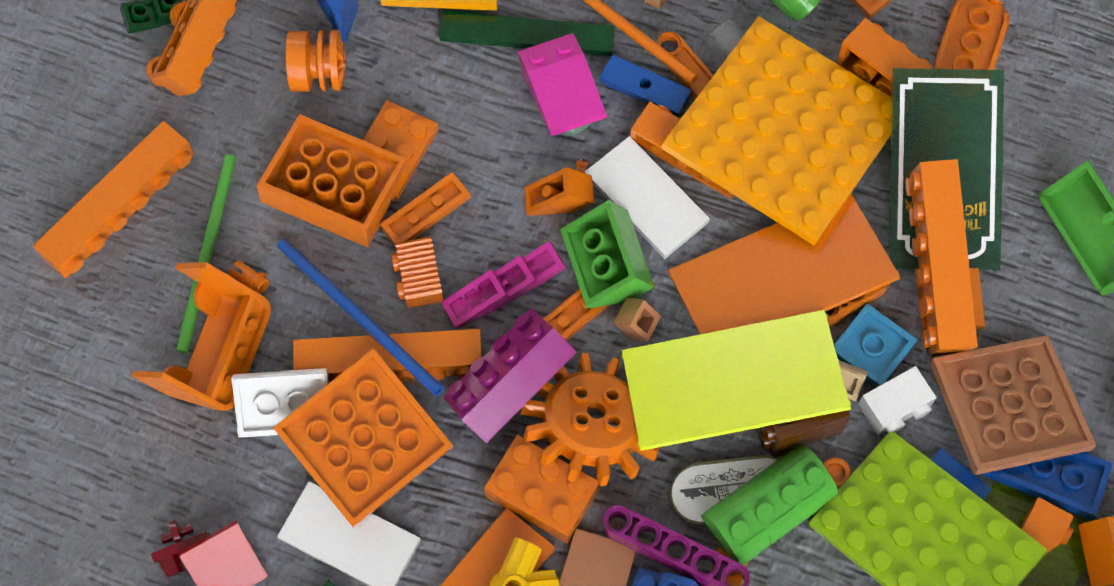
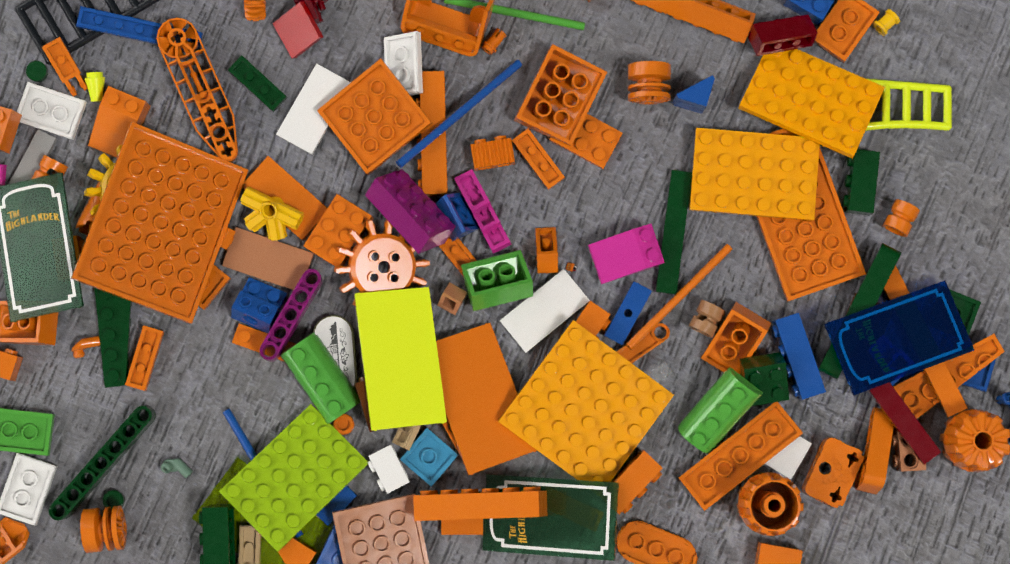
camera: 90 degrees right, 15 degrees up
(503, 319) = (458, 212): none -> blue slope

